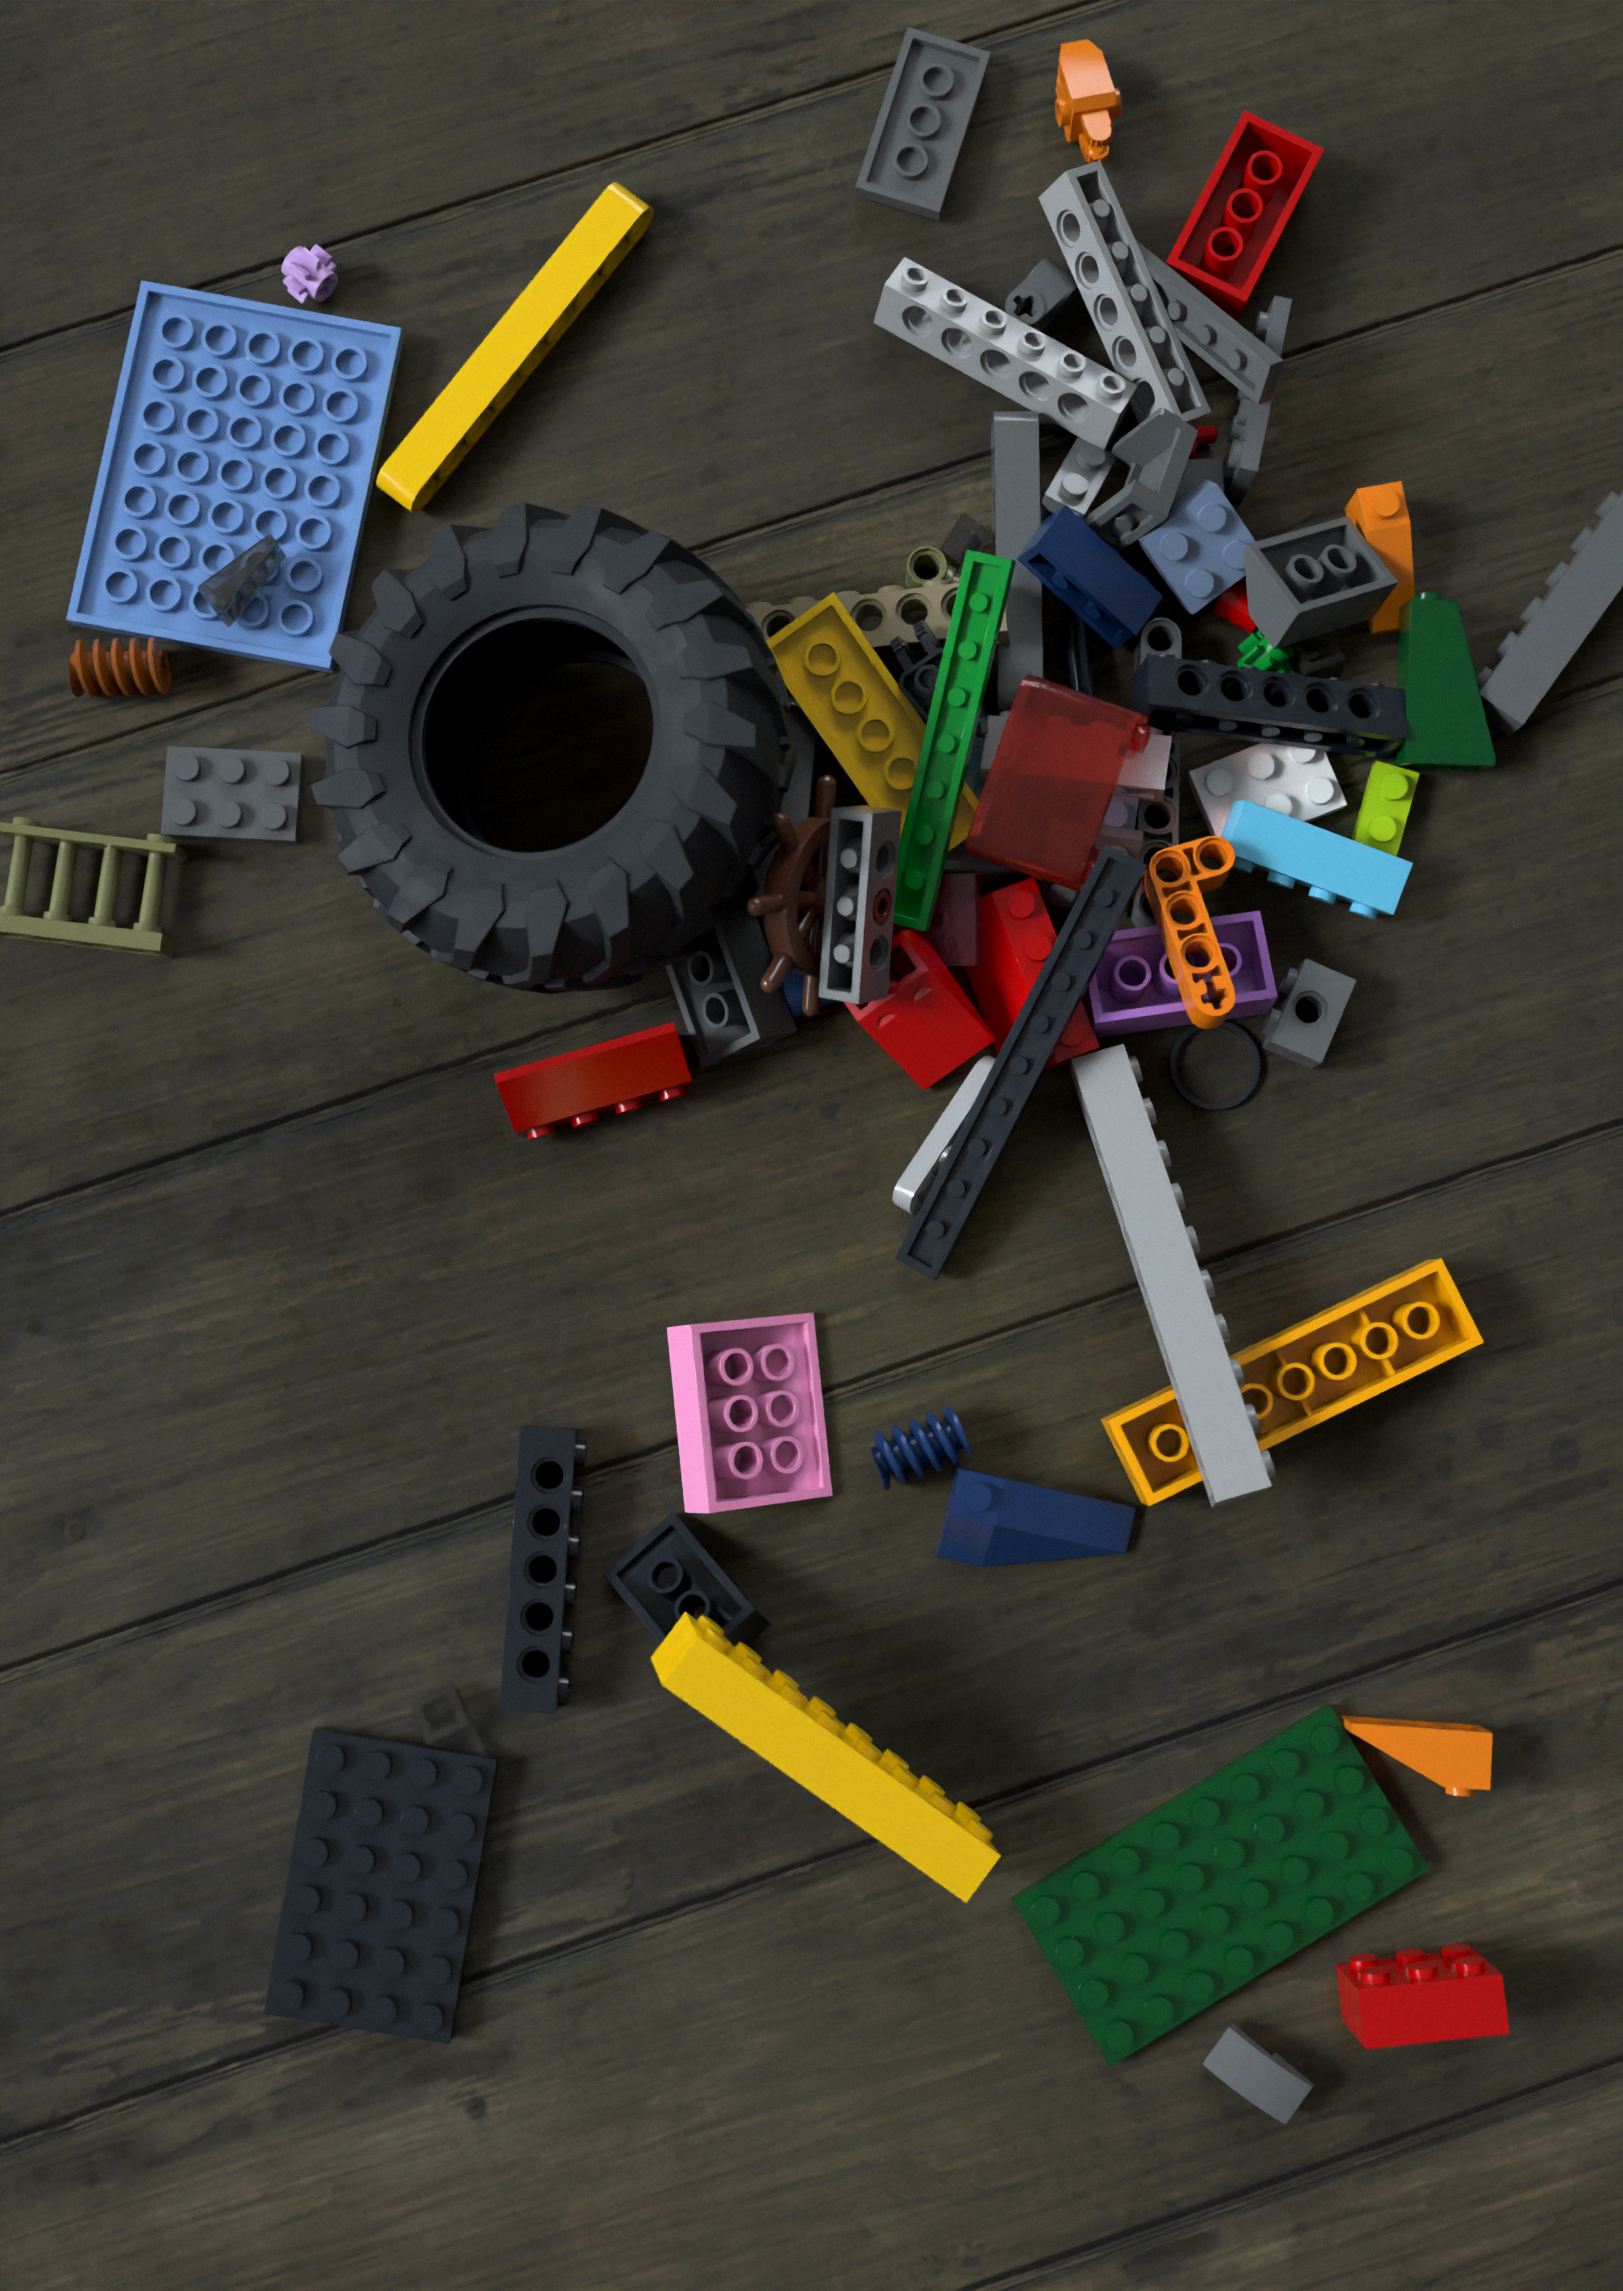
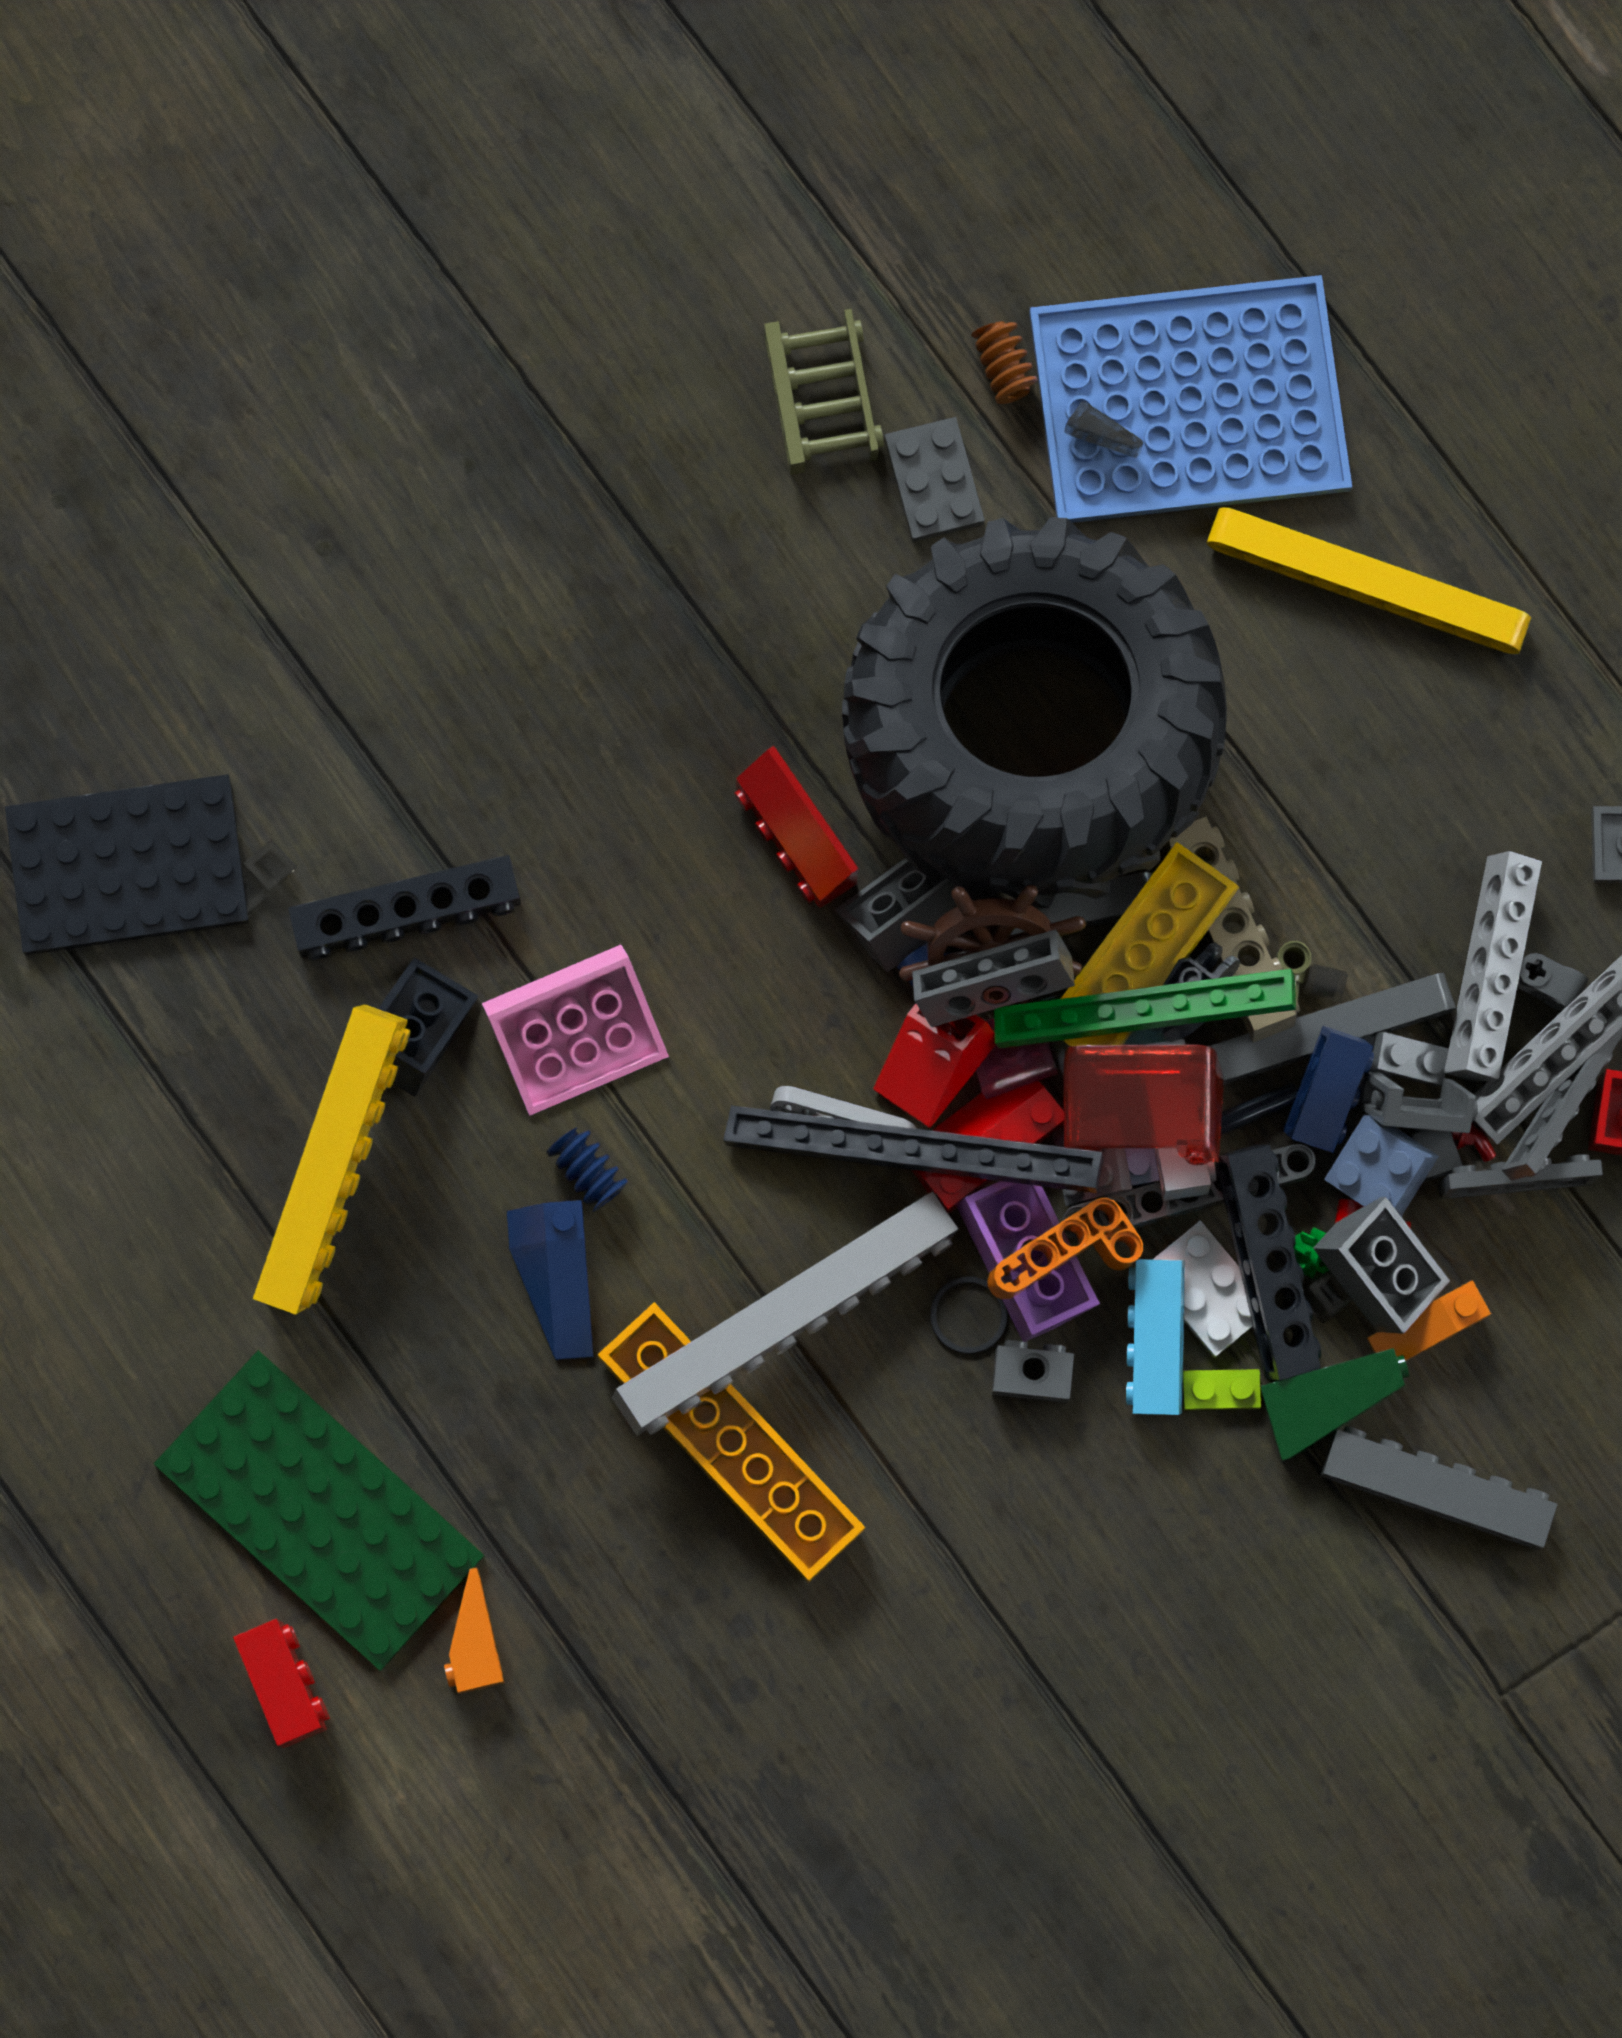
camera: 70 degrees right, 5 degrees down
(309, 273) = (1372, 402): lavender gear -> none
(1257, 2075) = (181, 1579): dark grey slope -> none

